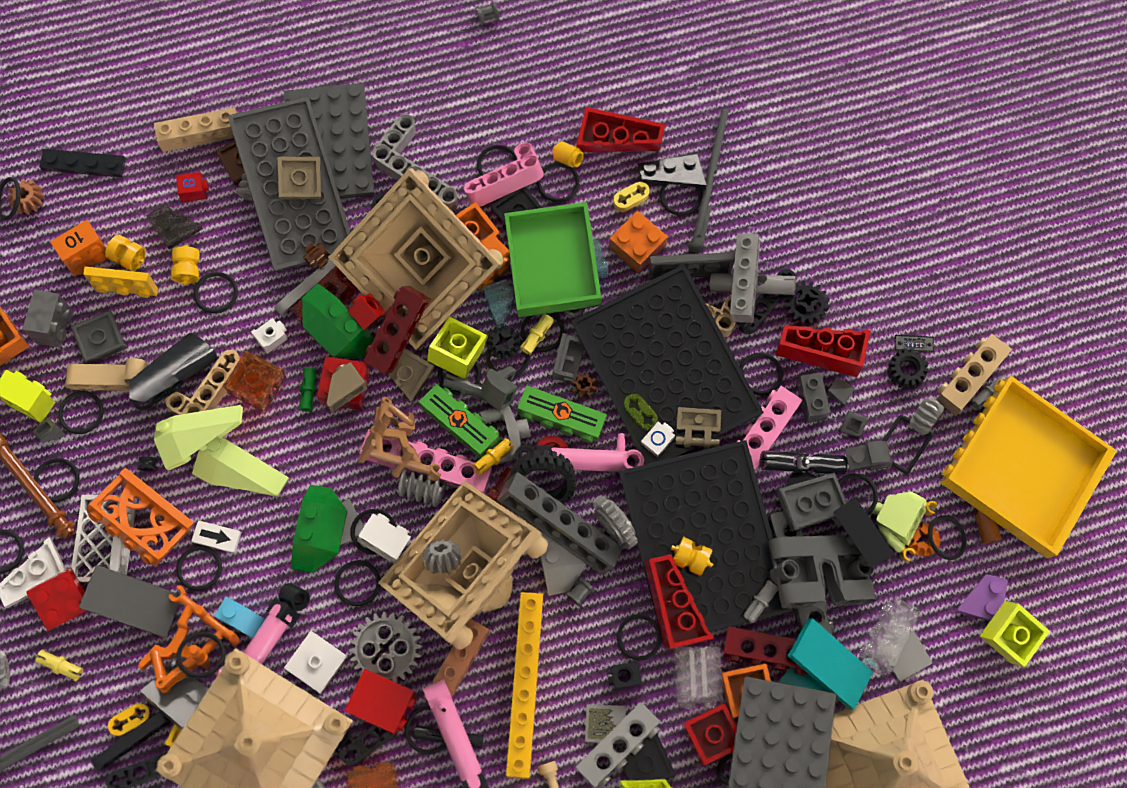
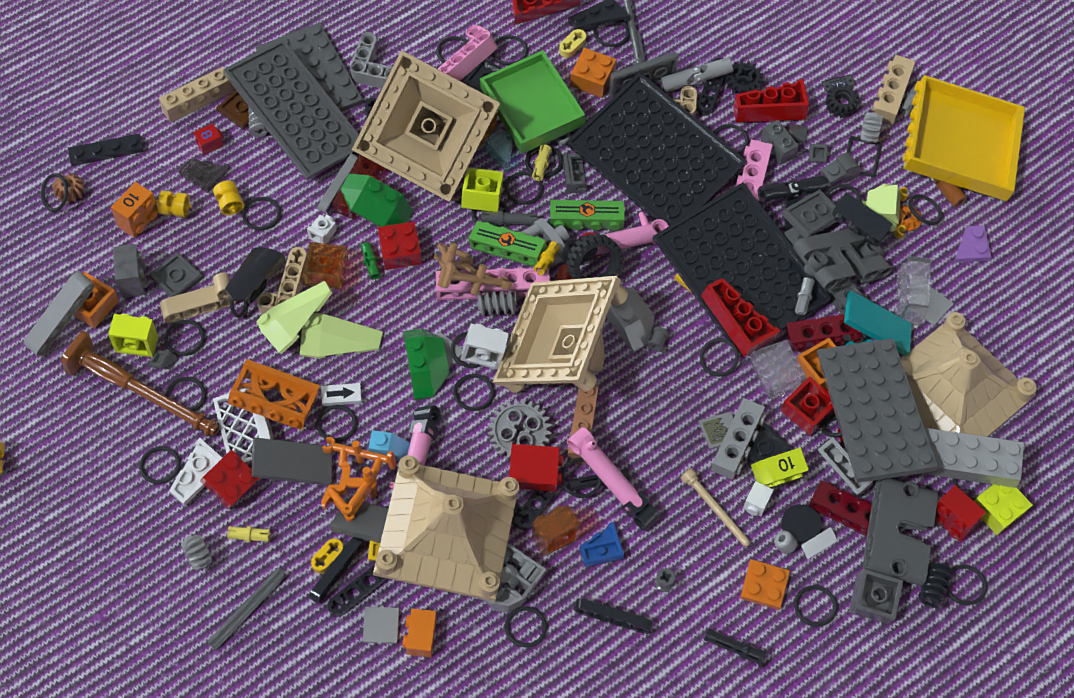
camera: 20 degrees left, 10 degrees down
(121, 281) = (180, 224): yellow plate -> none
(148, 464) = (260, 356): black bush -> none
(191, 637) = (368, 463): black tyre -> none
(299, 178) = (301, 100): dark tan plate -> none
(315, 662) = (466, 458): white plate -> none
(316, 255) = (338, 154): reddish brown gear -> none
(344, 386) = (406, 238): dark tan slope -> none
(366, 310) = (398, 180): red brick -> none
(410, 373) = (441, 219): dark tan wing -> none
(416, 304) = (441, 159): dark red brick -> none
(442, 556) = (540, 338): light grey gear -> none
(498, 387) = (530, 207): dark grey brick -> none
(500, 351) = (517, 184): black gear -> none
(524, 686) = (645, 421): yellow brick -> none
(559, 523) = (640, 292): dark grey brick -> none
(567, 154) = (509, 26): yellow brick -> none
(588, 389) = (595, 189): reddish brown gear -> none
(614, 522) = (665, 274): light grey gear -> none
(634, 672) = (724, 381): black brick -> none
(645, 408) = (650, 190): clear neon green beam -> none
(658, 438) = (673, 205): white brick -> none
(694, 557) = (742, 278): yellow wheel -> none
(698, 420) = (700, 181): dark tan plate -> none
(745, 278) = (691, 68): light grey brick -> none
(1014, 633) = (1006, 258): neon yellow brick -> none

